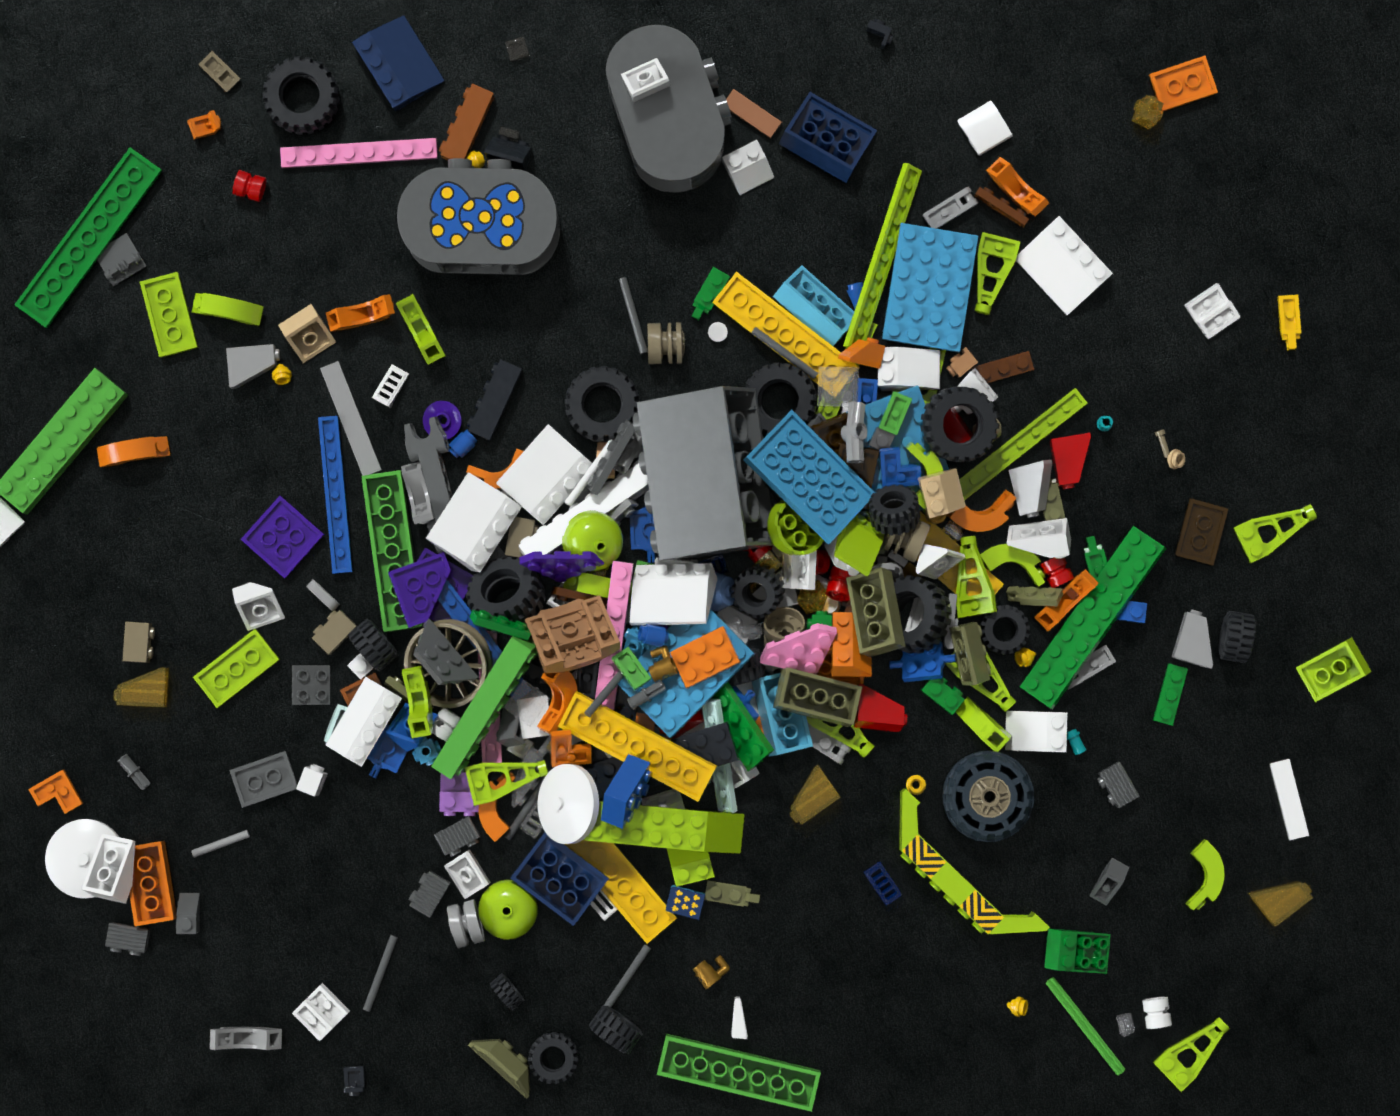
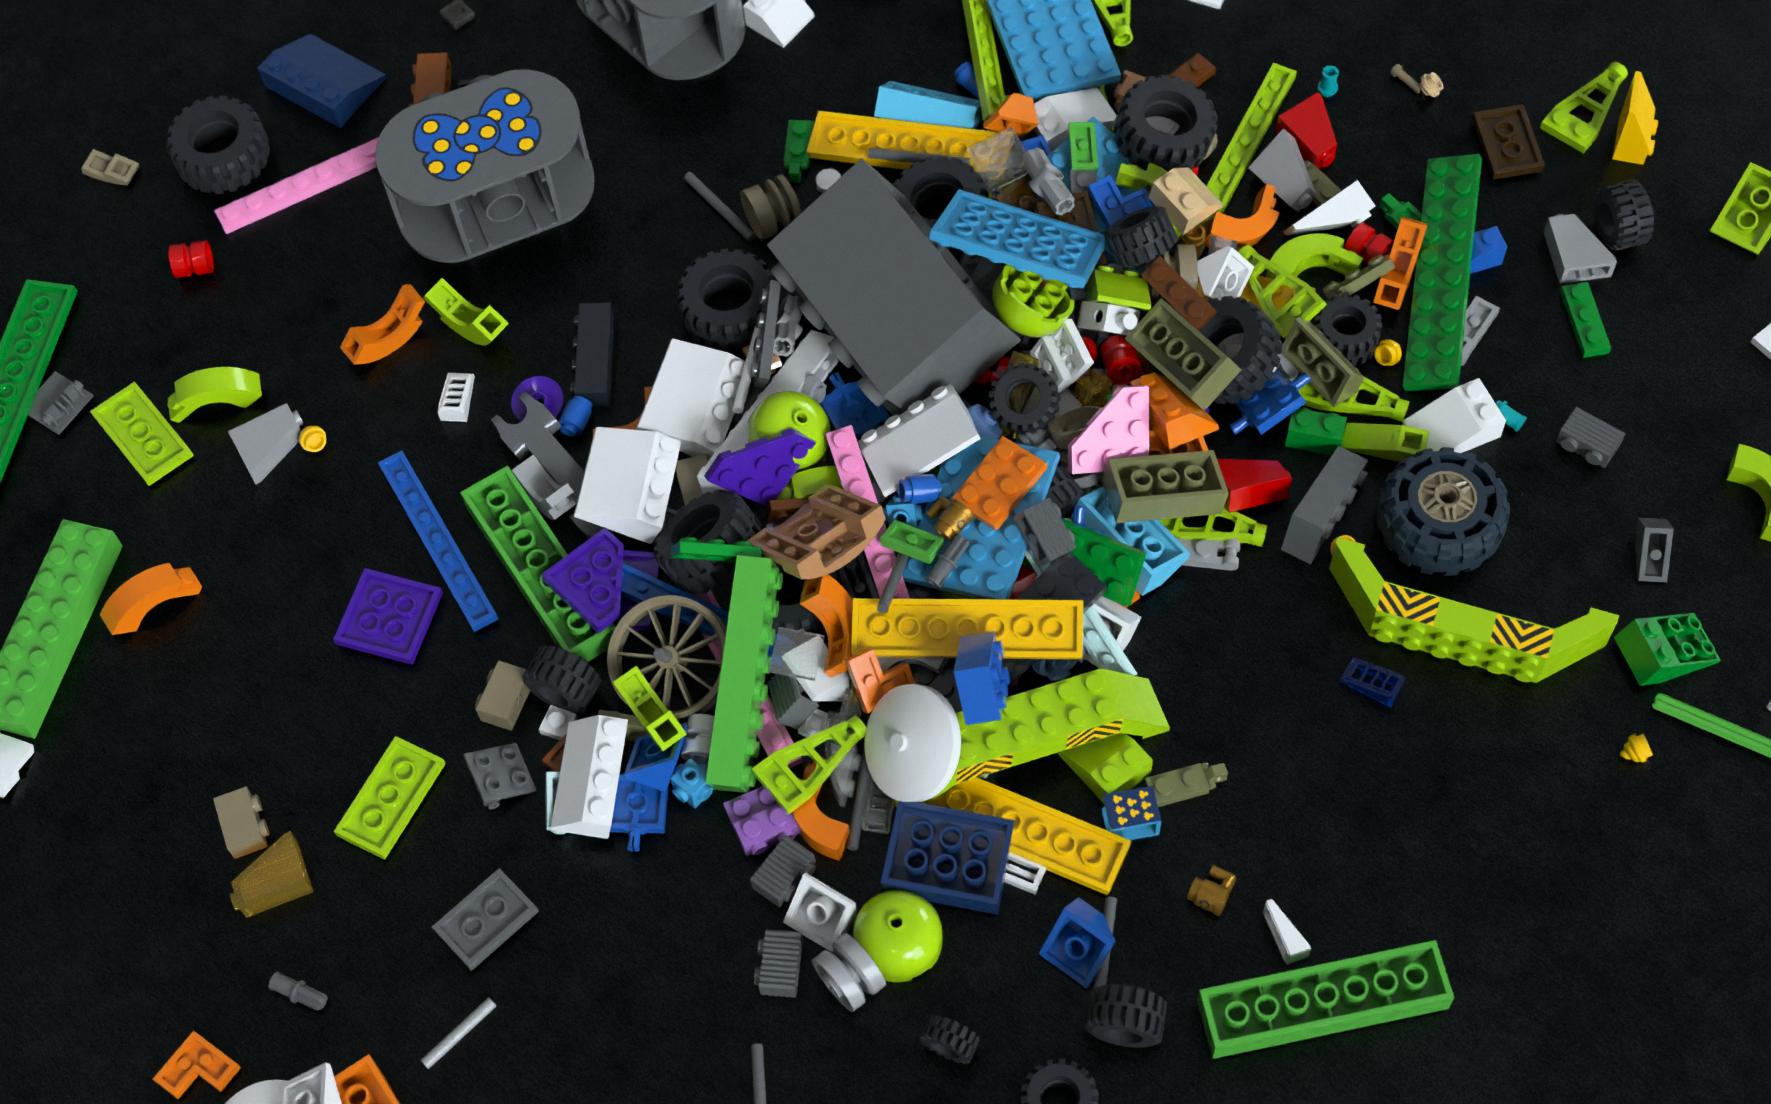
camera: 25 degrees left, 25 degrees down
(204, 125) = (112, 224): orange bracket -> none
(257, 605) = (388, 706): white slope -> none
(307, 333) = (326, 380): tan slope -> none
(312, 780) = (551, 884): white brick -> none
(323, 595) = (470, 659): light grey beam -> none
(350, 419) = (417, 448): light grey tile -> none
(441, 657) = (659, 638): dark grey wing -> none
(614, 967) = (1079, 942): none -> blue slope
(716, 707) = (1045, 531): none -> dark grey brick
(813, 797) = (1226, 615): clear yellow slope -> none
(897, 565) = (1179, 293): none -> reddish brown plate
(920, 749) = (1324, 504): none -> dark grey wedge
(1291, 568) = (1636, 124): none -> yellow slope

